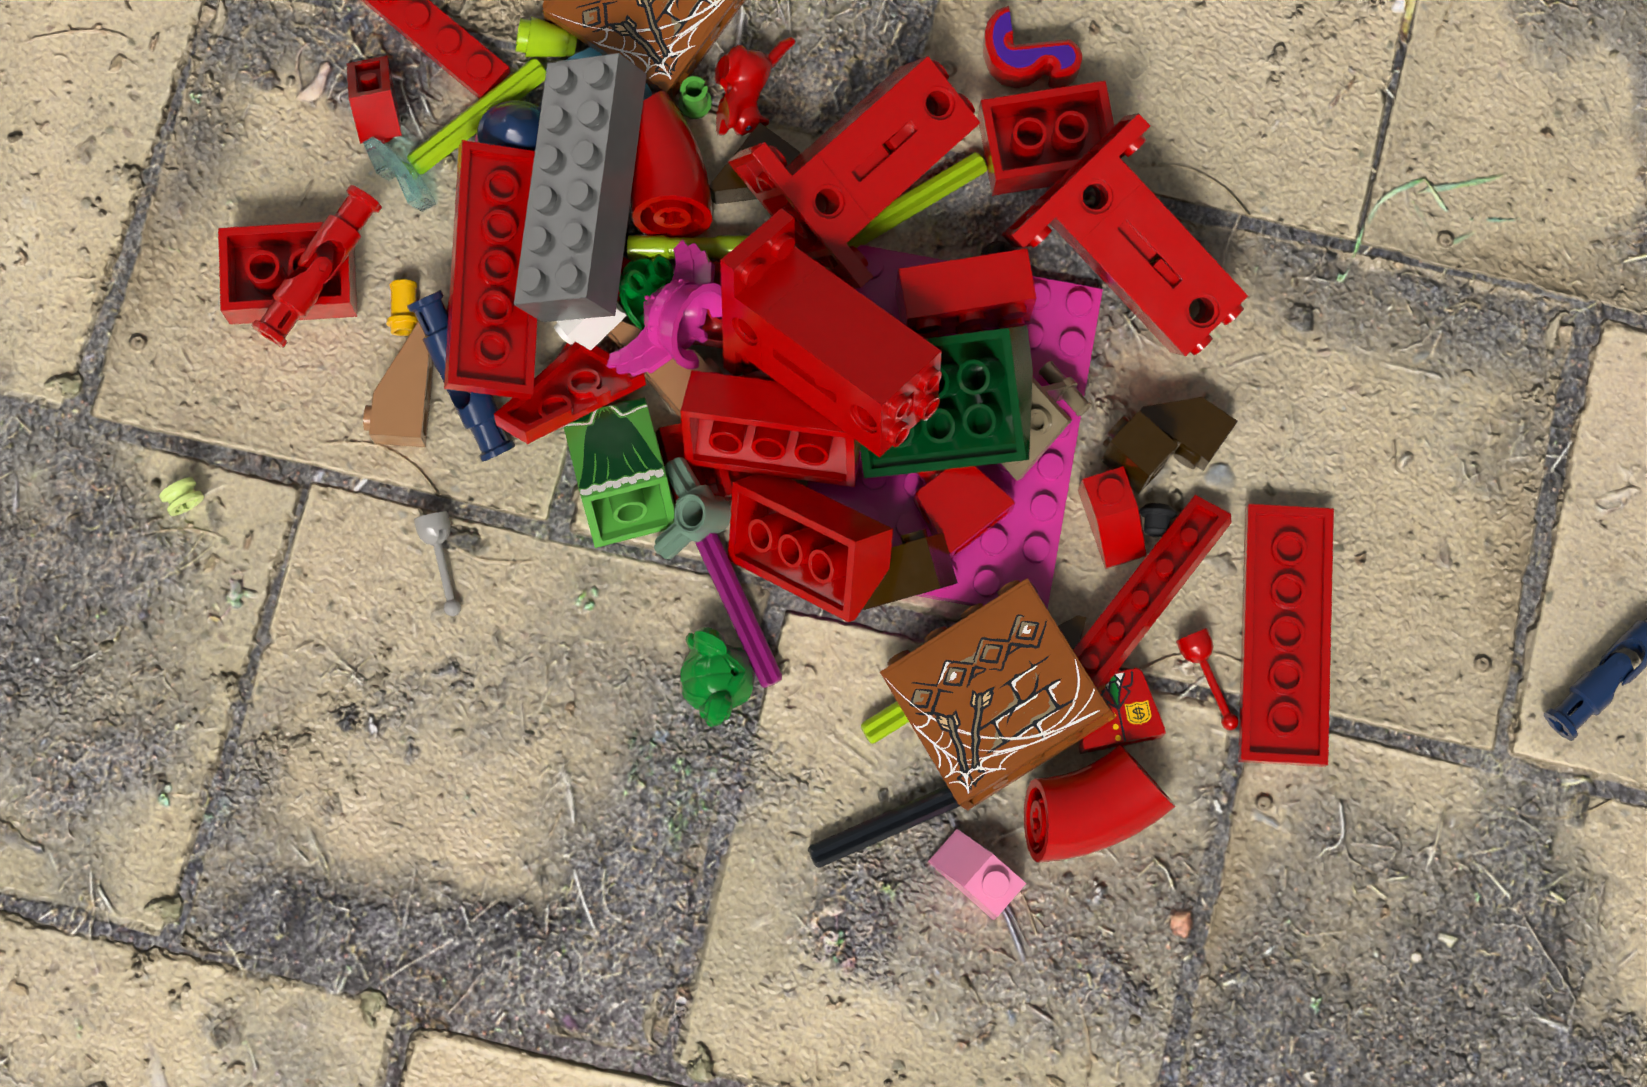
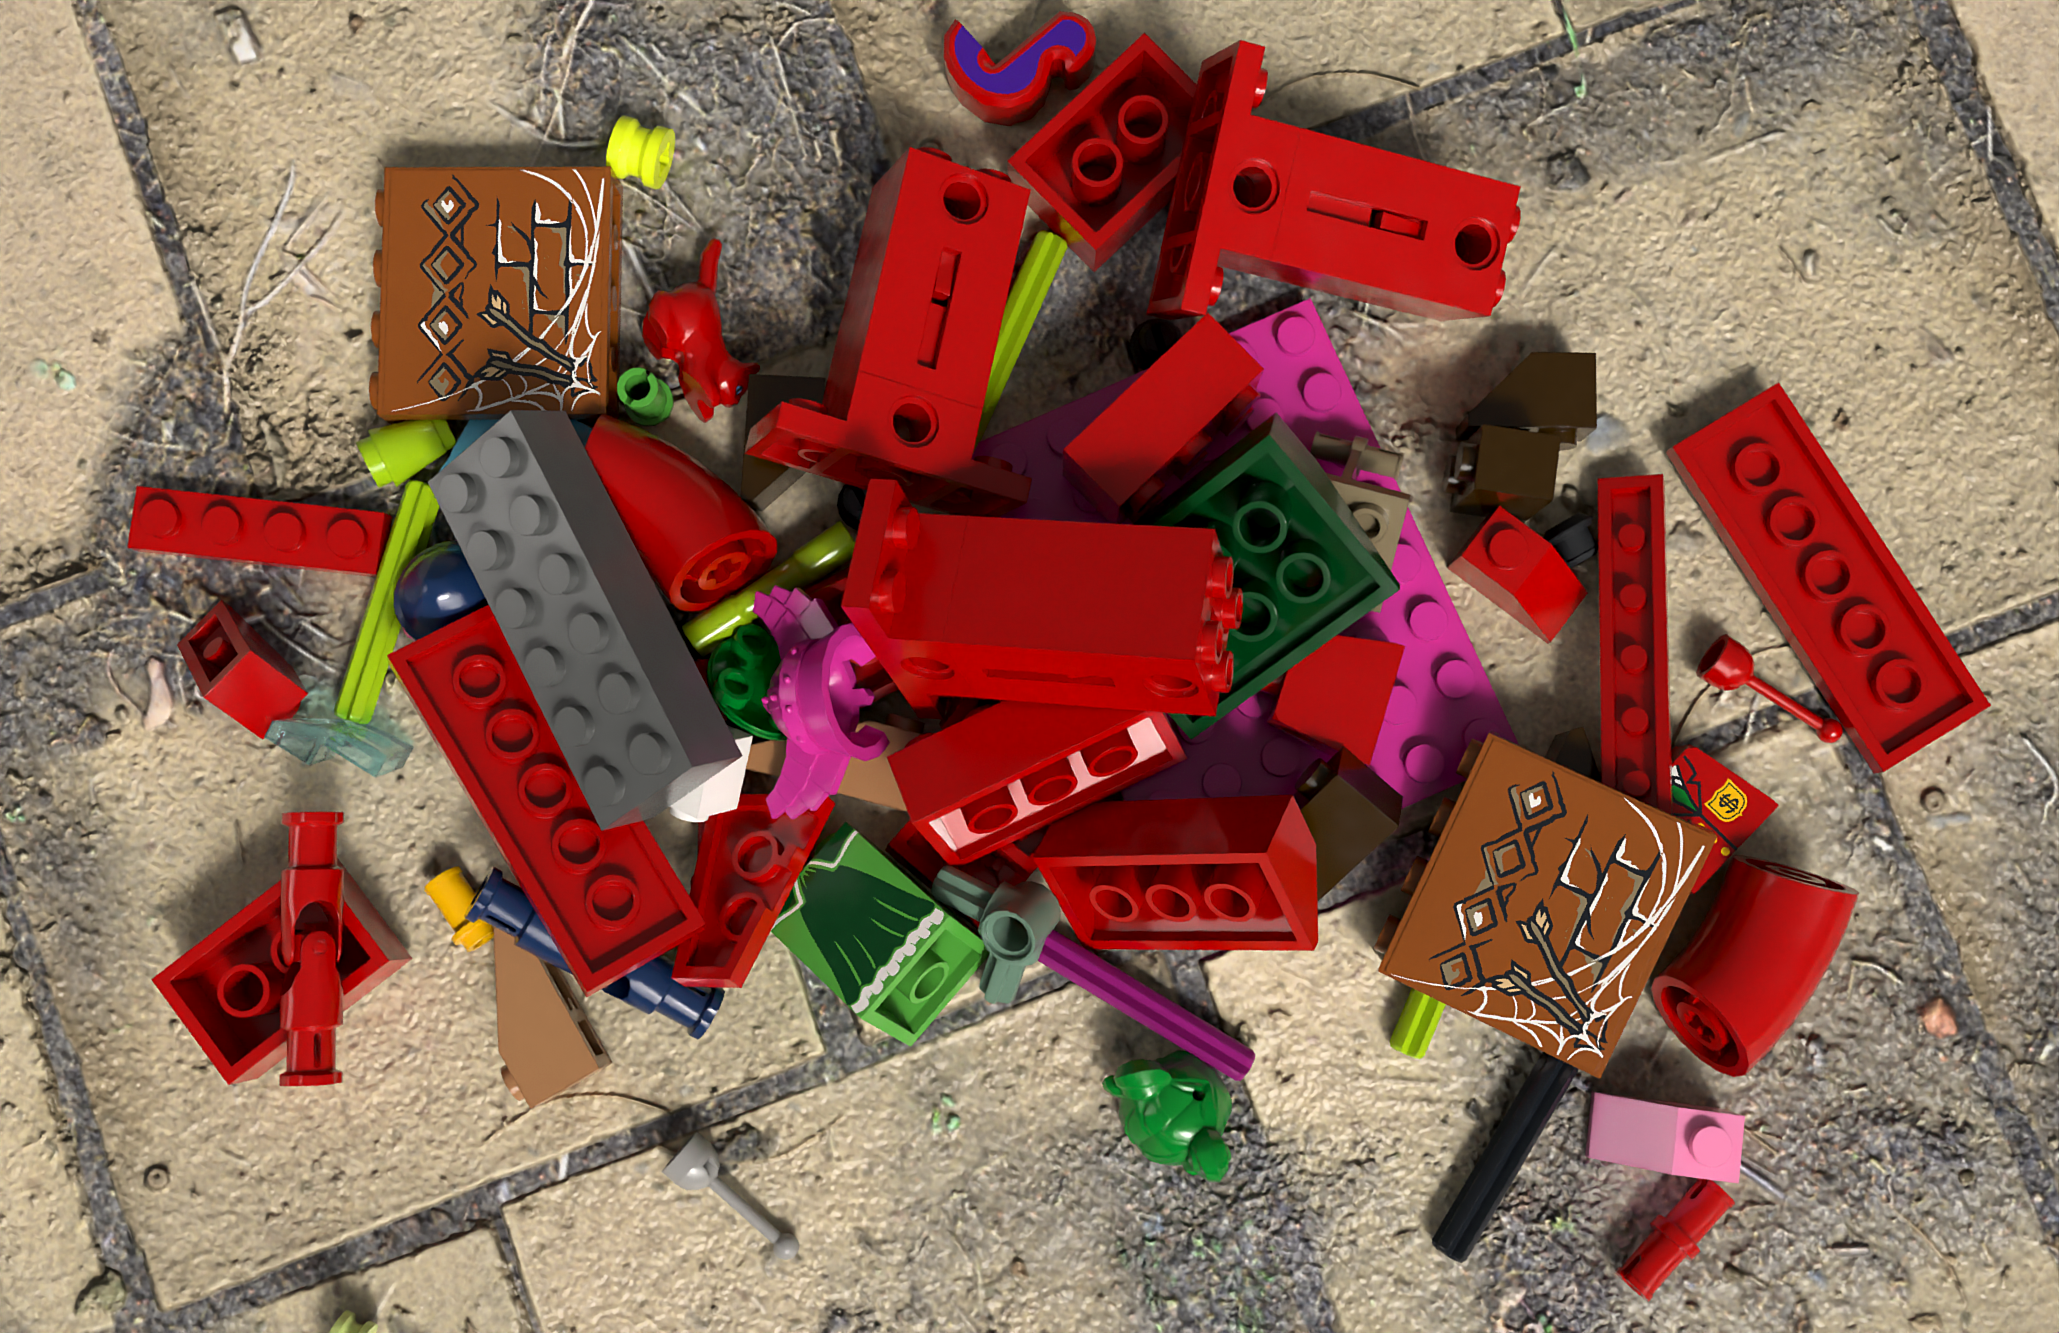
camera: 25 degrees left, 5 degrees up
(945, 934) = (1674, 1237): none -> red pin

